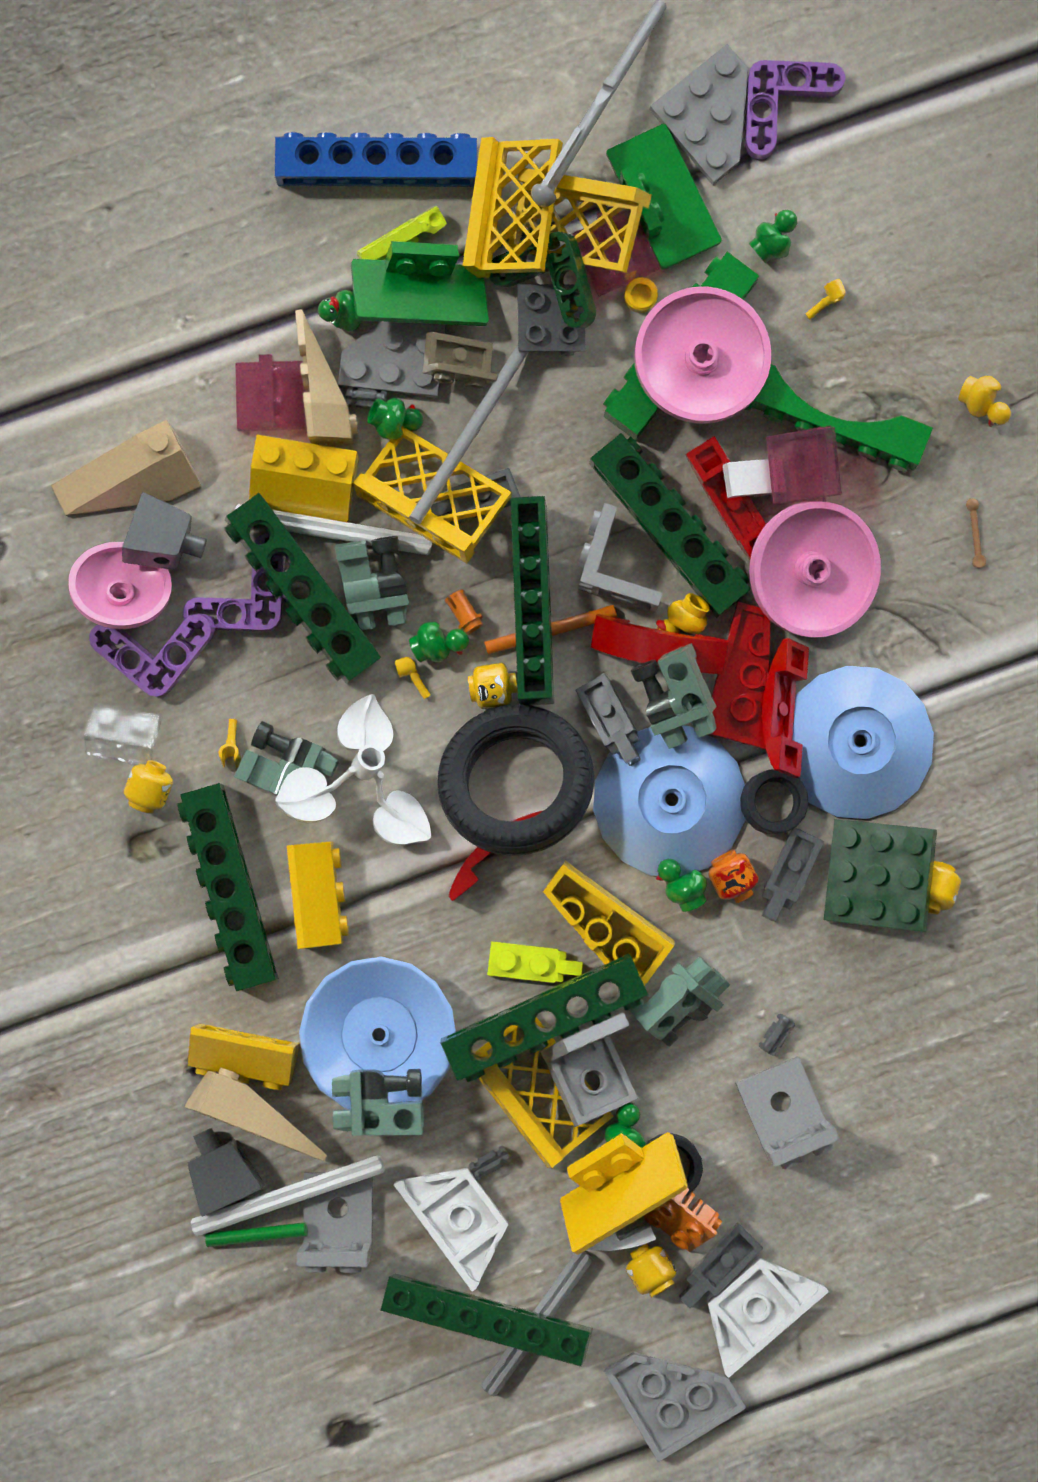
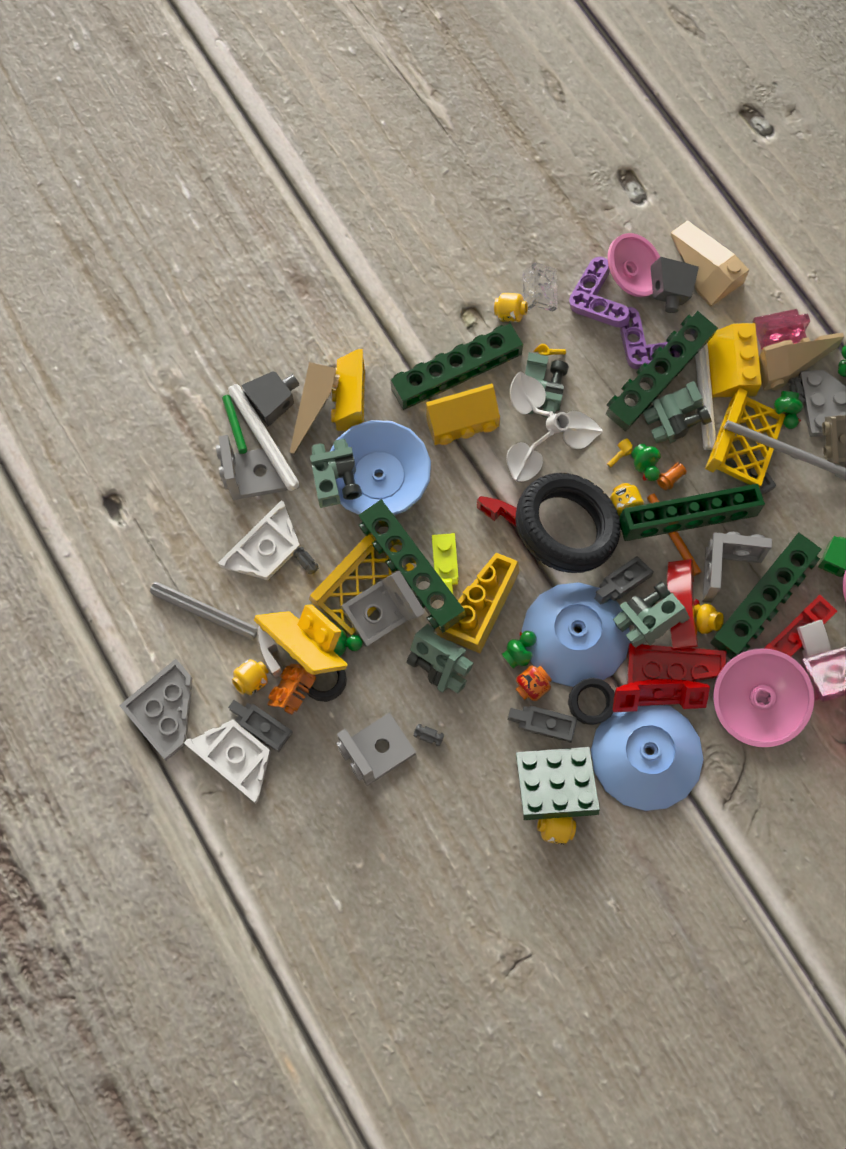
camera: 80 degrees right, 15 degrees down
(486, 1319) = (200, 573): dark green brick -> none
(978, 560) = (800, 818): medium nougat hinge -> none

